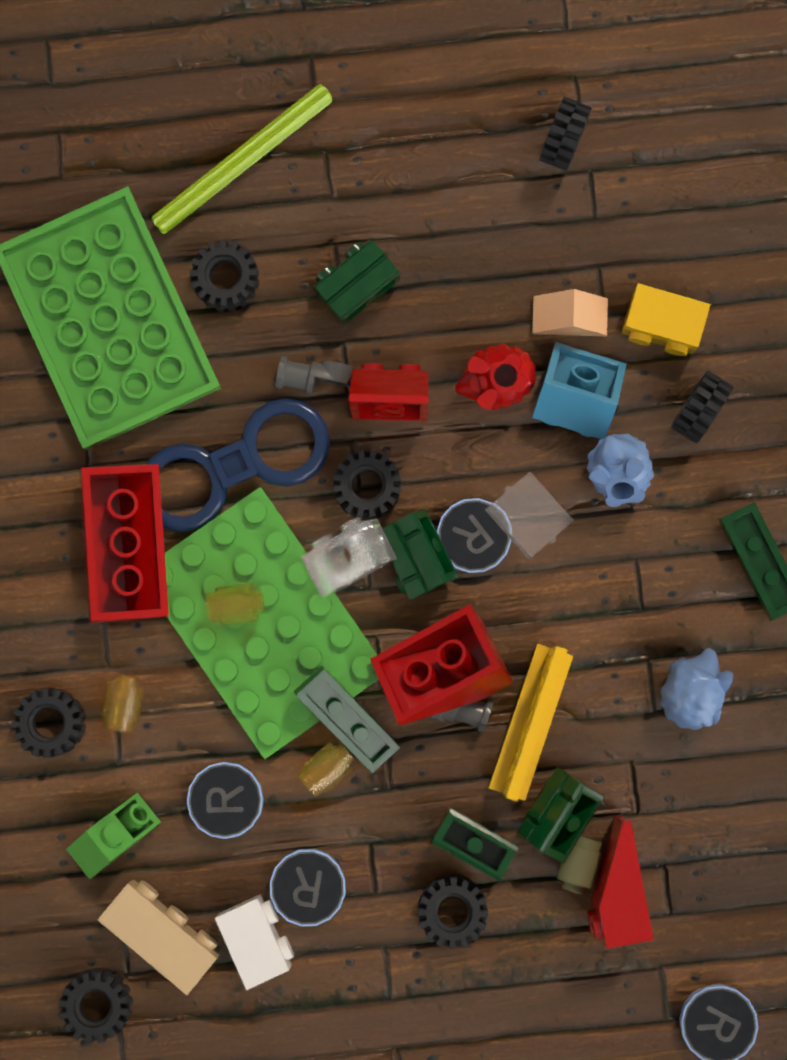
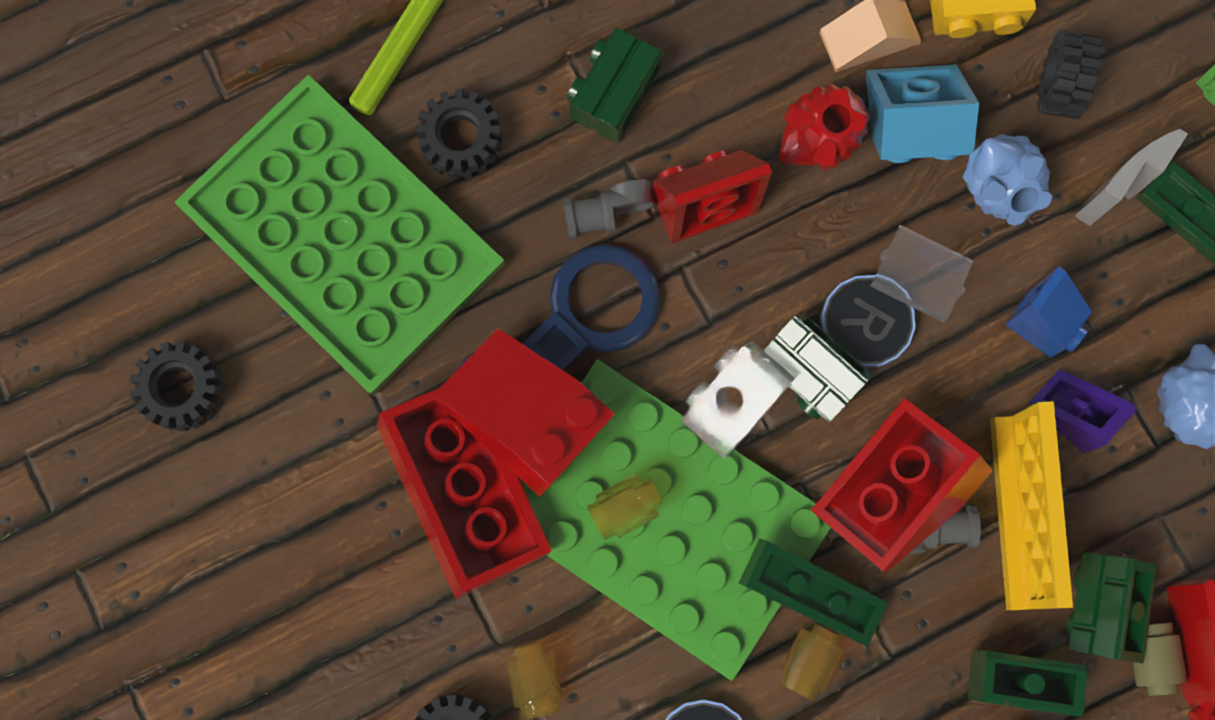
camera: 25 degrees left, 5 degrees down
(186, 504) = (523, 409): none -> red slope
(351, 468) = (726, 282): black tyre -> none
(602, 662) = (1084, 411): none -> dark purple slope
(610, 586) = (1052, 315): none -> blue slope
(717, 501) = (1132, 176): none -> light grey slope

